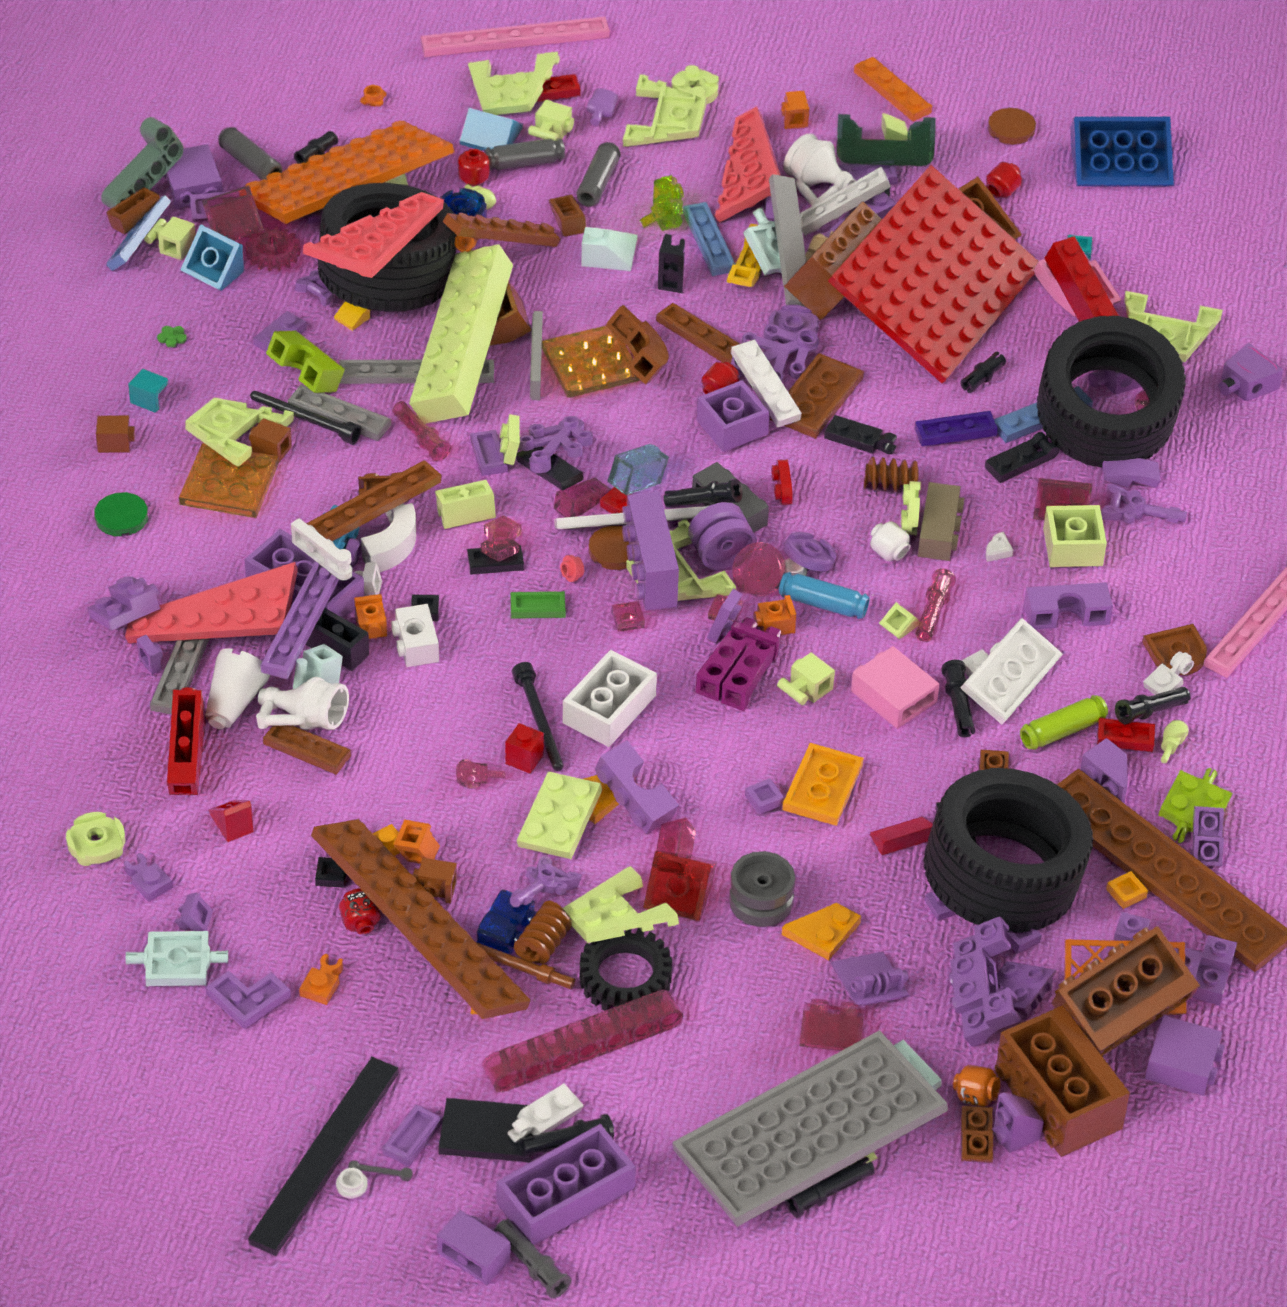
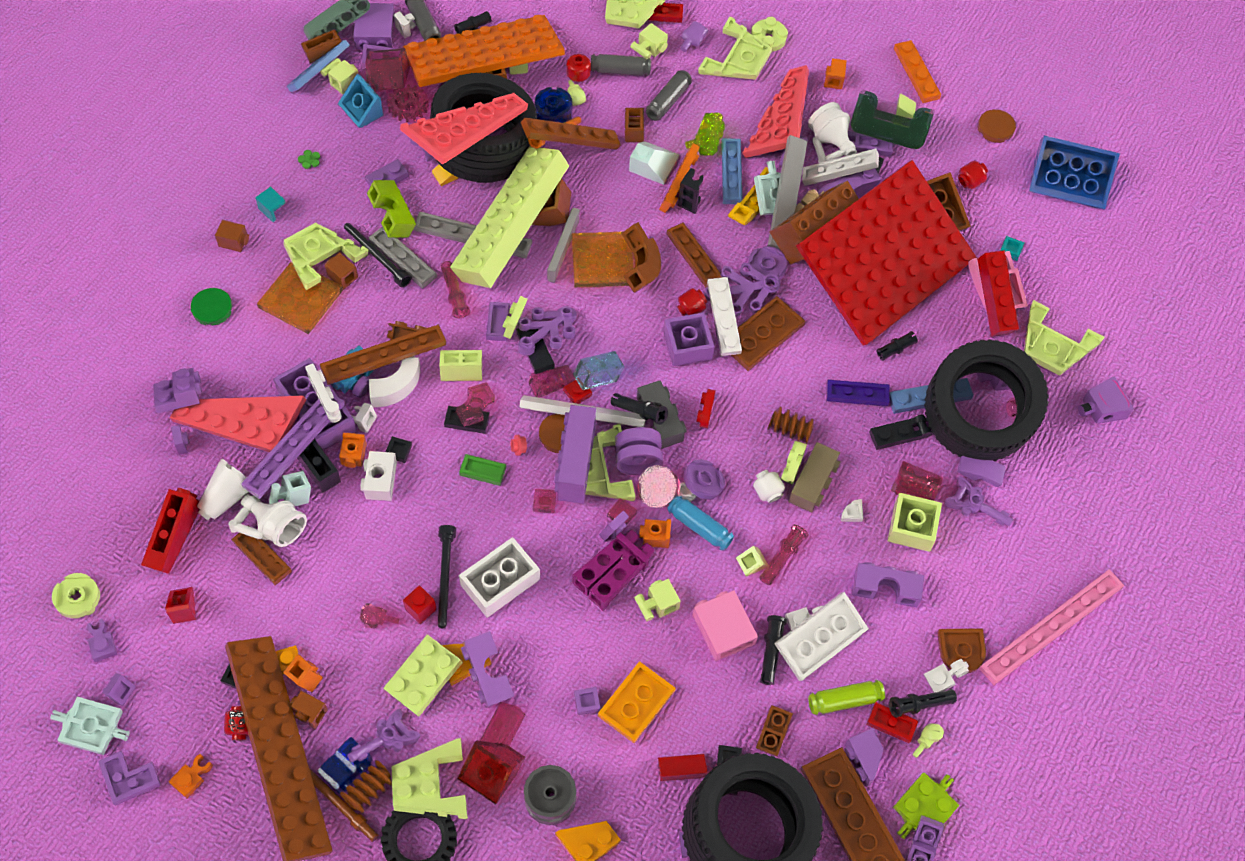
camera: 15 degrees right, 15 degrees up
(178, 672) = (195, 462): light grey tile -> none
(228, 165) = (404, 23): none -> white tile
(488, 130) = (603, 38): slope -> none
(649, 264) = (690, 158): none -> orange plate
(859, 435) = (781, 378): black plate -> none

